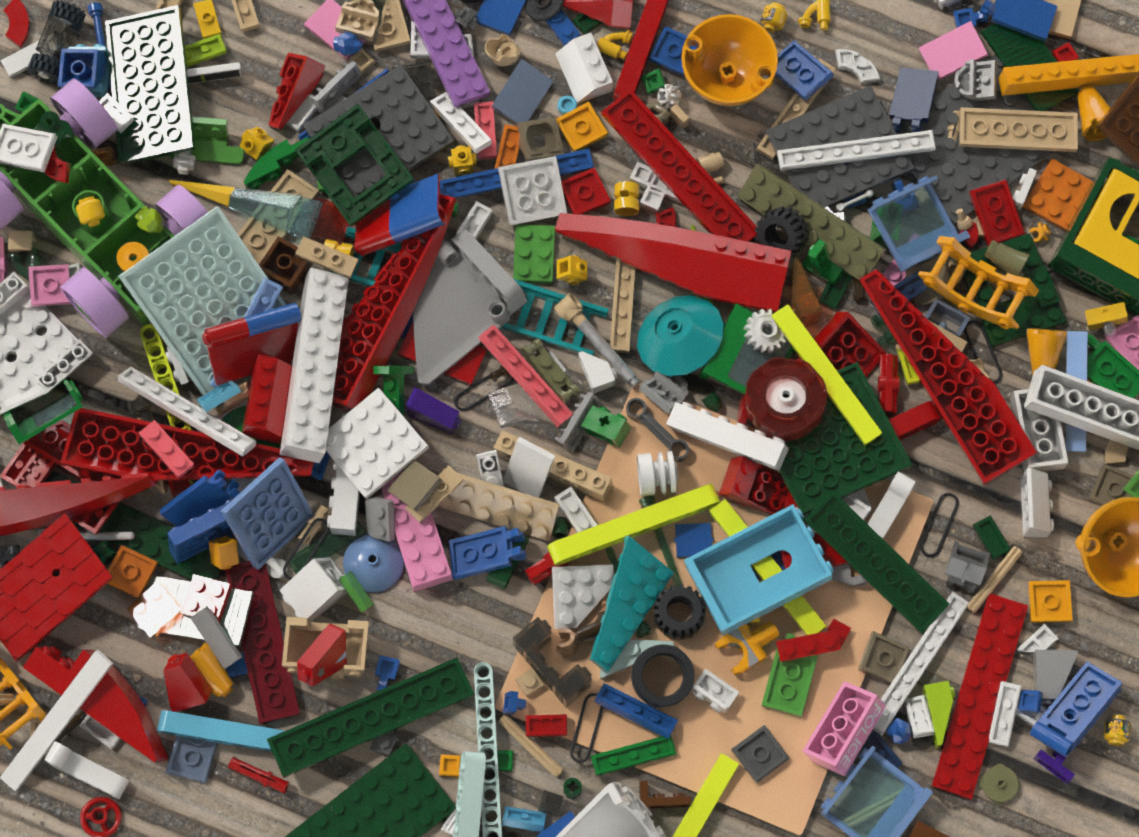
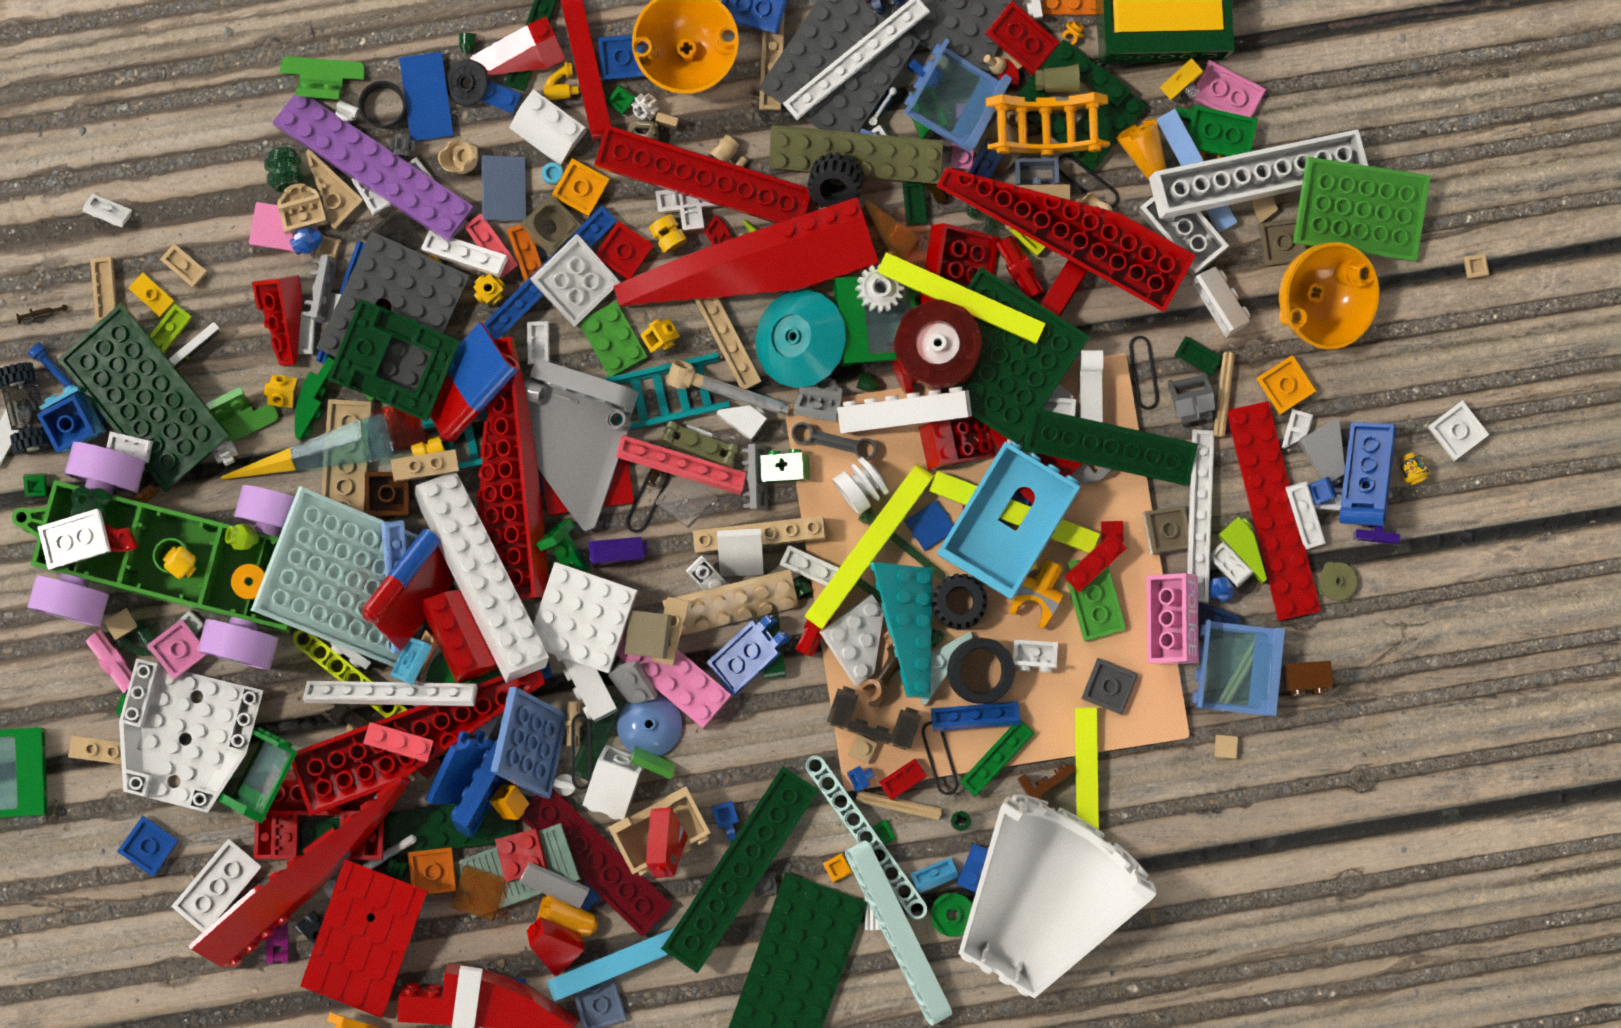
camera: 30 degrees left, 10 degrees up
(266, 778) = (696, 980): red pin -> none
(550, 803) = (949, 846): clear smoke plate -> none
(819, 263) = (886, 188): green bracket -> none

